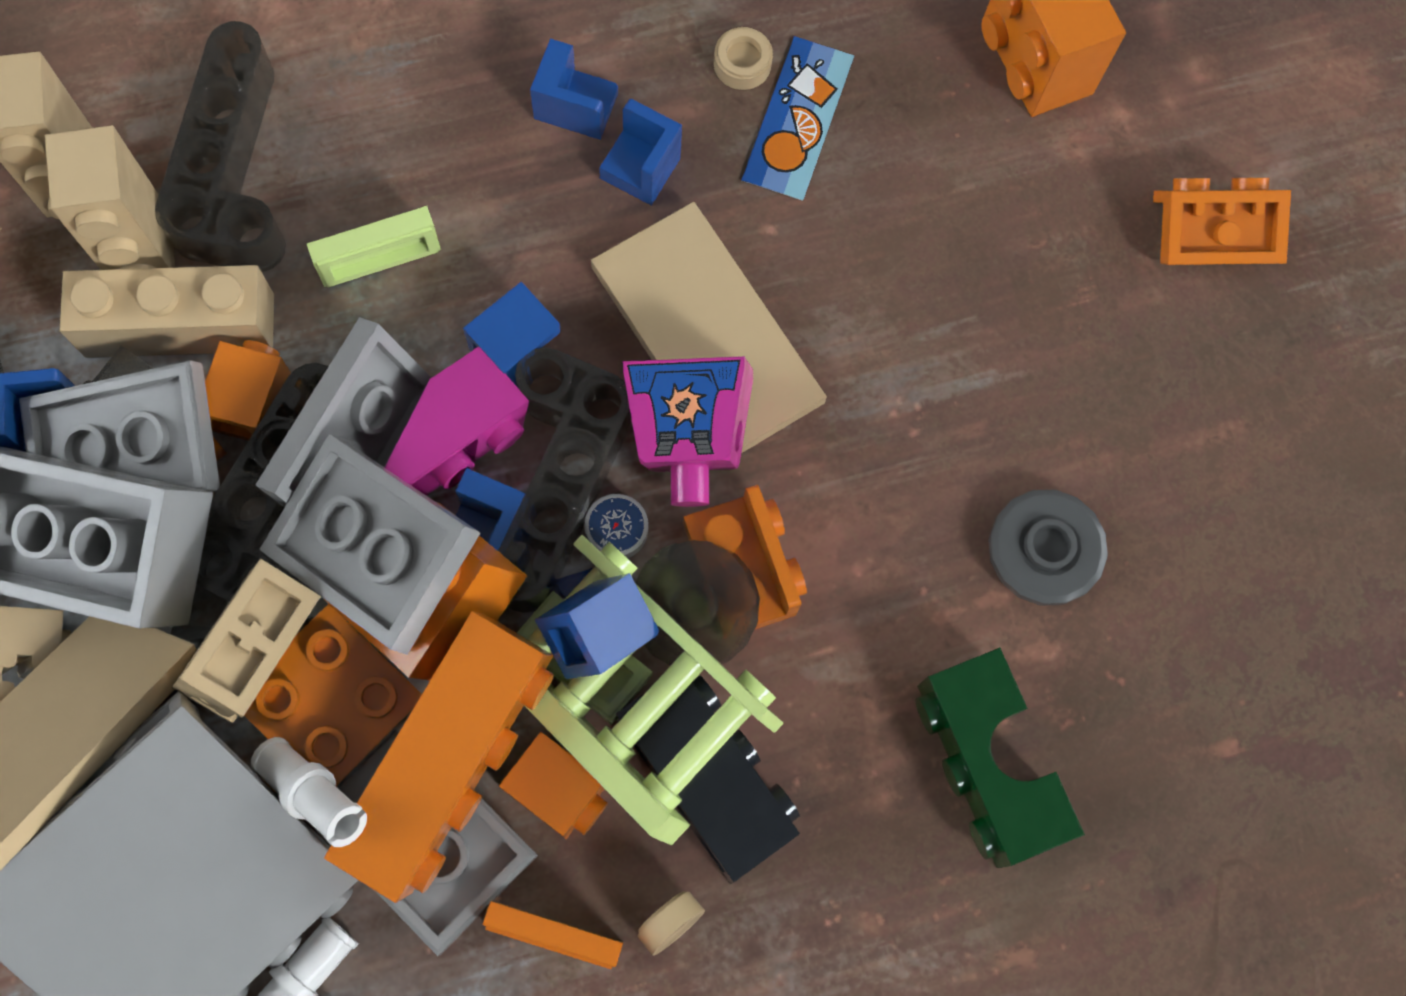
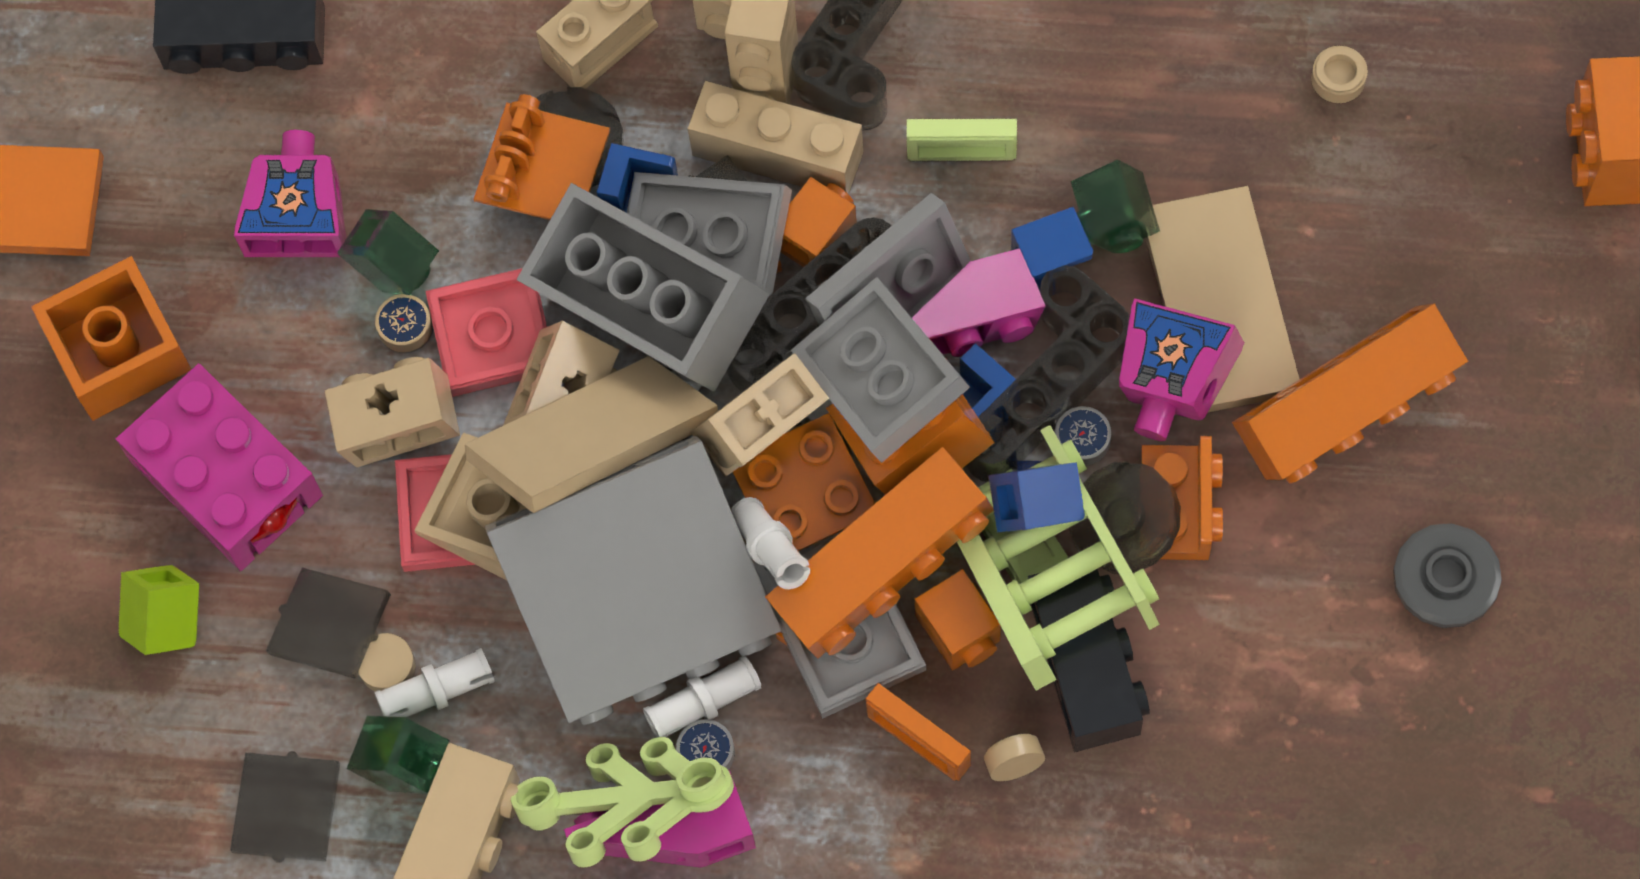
camera: 35 degrees right, 5 degrees down
(565, 268) = (1115, 207): none -> clear green brick
(569, 96) = (1173, 61): blue panel -> none
(643, 152) = (1218, 131): blue panel -> none
(798, 118) = (1370, 141): sticker -> none
(882, 388) = (1350, 393): none -> orange brick
(1010, 815) = (1330, 776): dark green arch -> none

